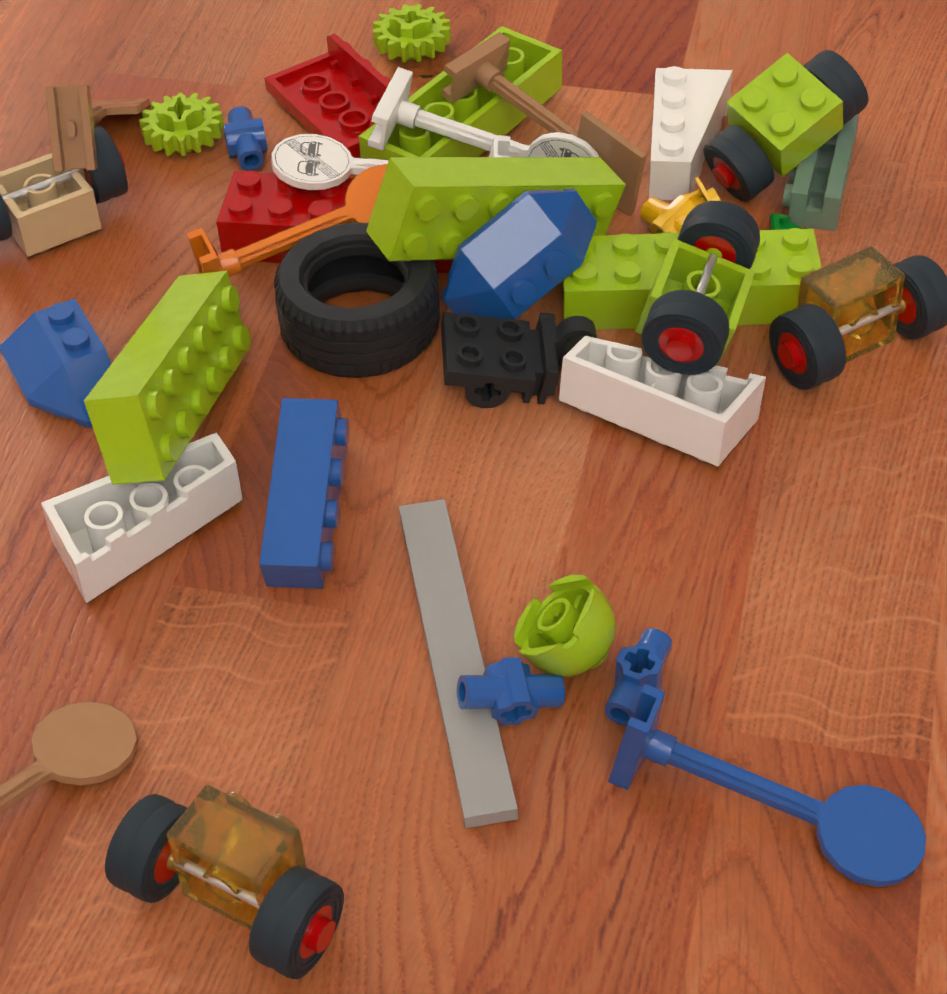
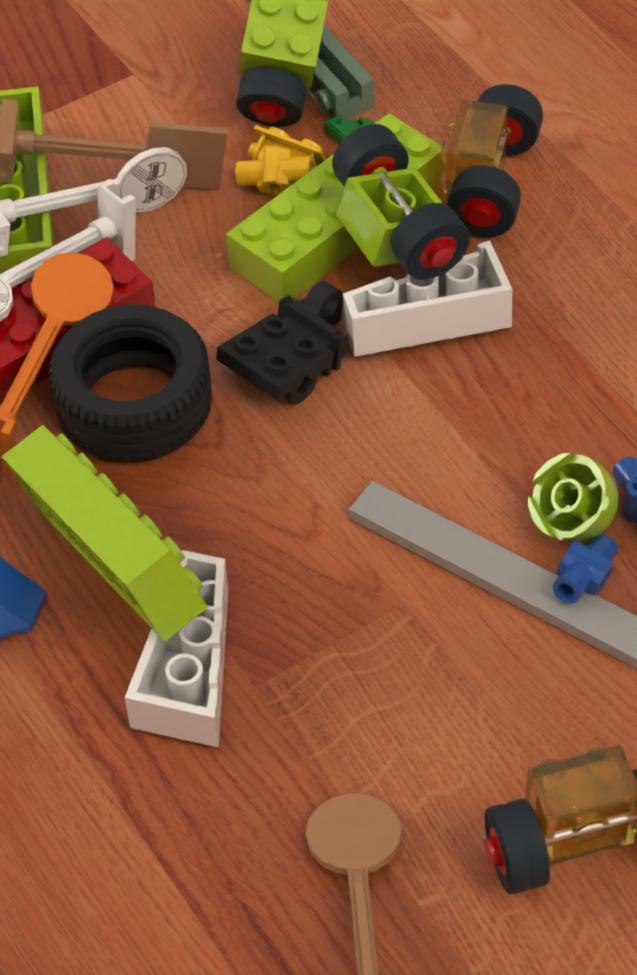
camera: 45 degrees left, 5 degrees up
(304, 493) = (285, 546): blue wedge -> none
(440, 201) = (174, 242): lime brick -> none
(520, 254) = (233, 271): blue wedge -> none
(685, 118) = (182, 88): white wedge -> none

